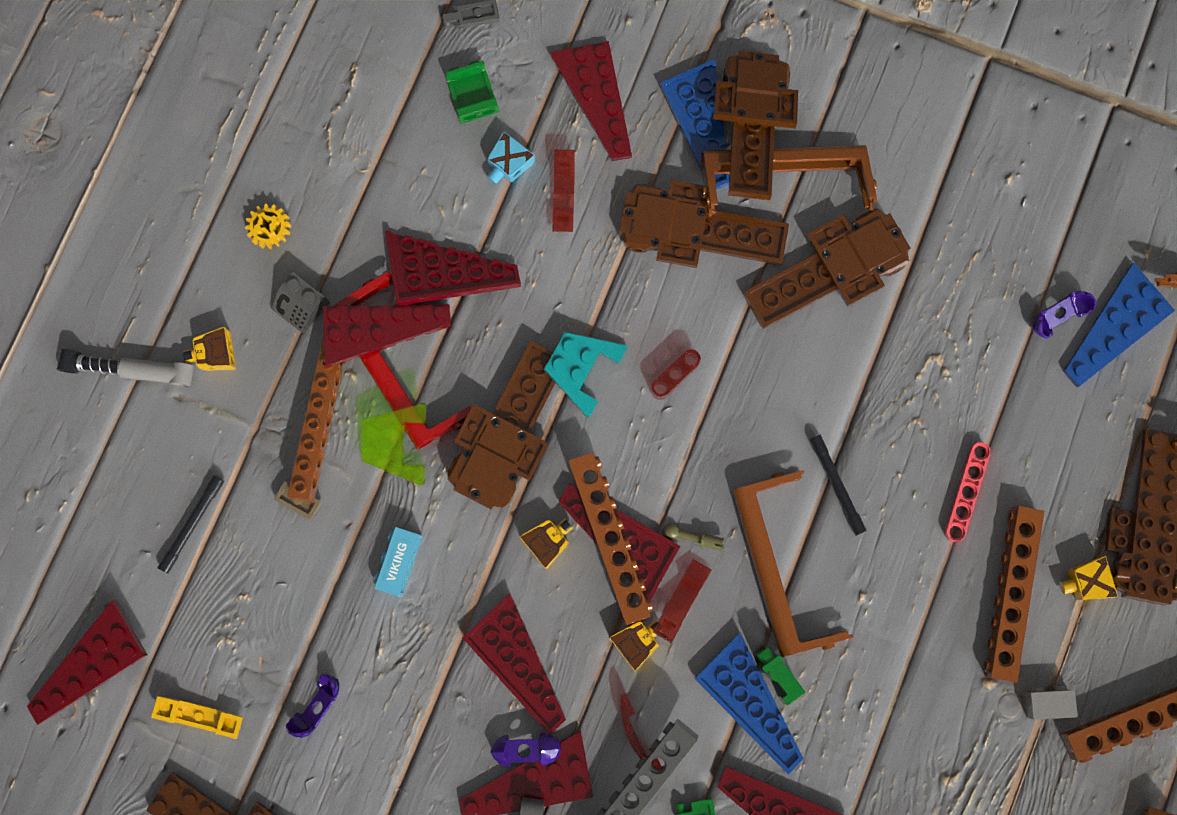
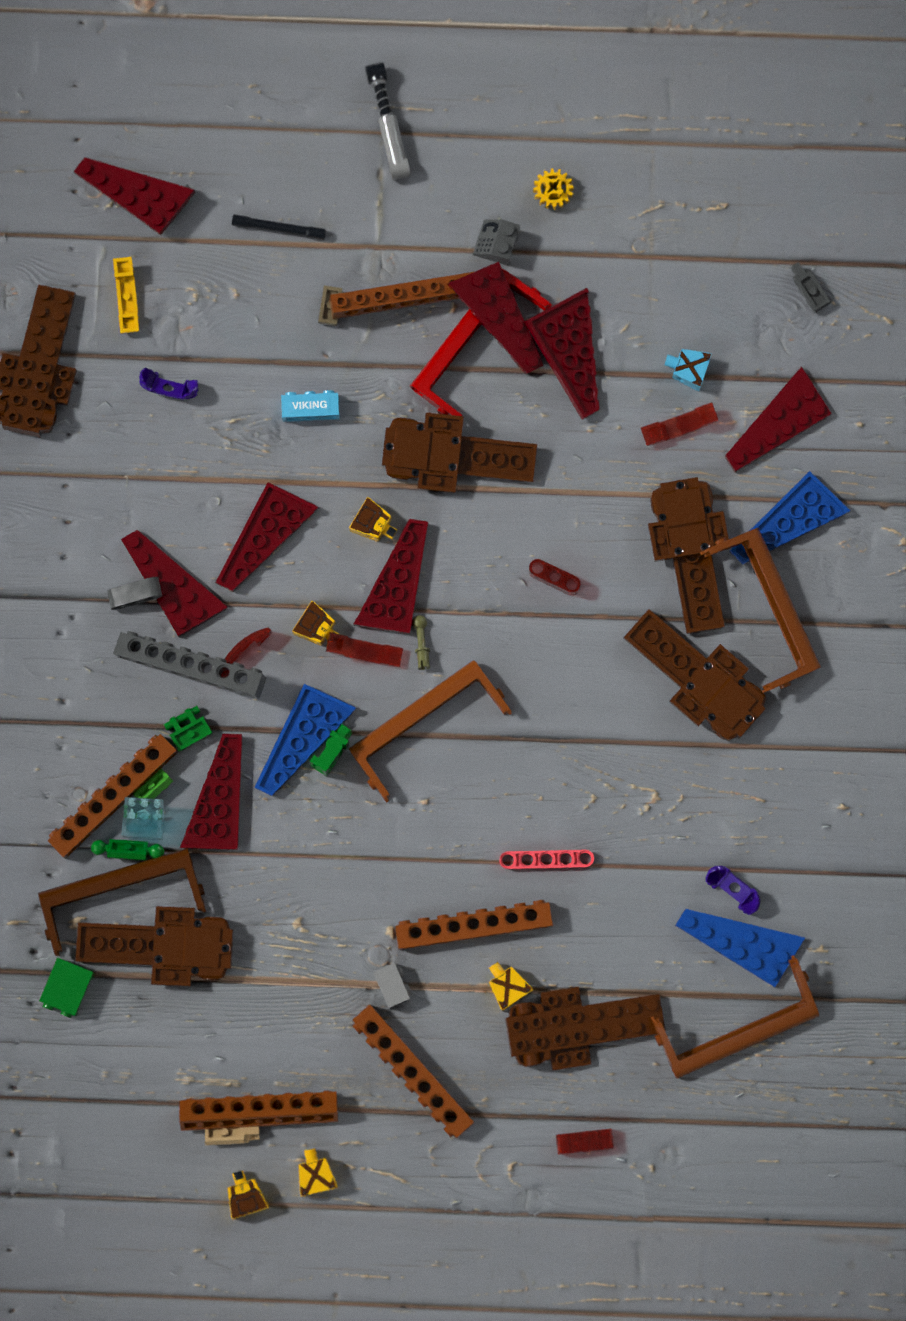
camera: 65 degrees right, 0 degrees up
(212, 351) = (428, 186): torso -> none
(385, 442) = (405, 357): clear neon green wing -> none
(472, 91) = (739, 313): green panel -> none
(544, 749) = (202, 581): dark purple piece -> none
(572, 363) = (533, 487): teal wing -> none
(579, 467) = (367, 584): dark orange brick -> none
(756, 101) = (818, 557): reddish brown piece -> none
(852, 516) = (488, 770): black piece -> none

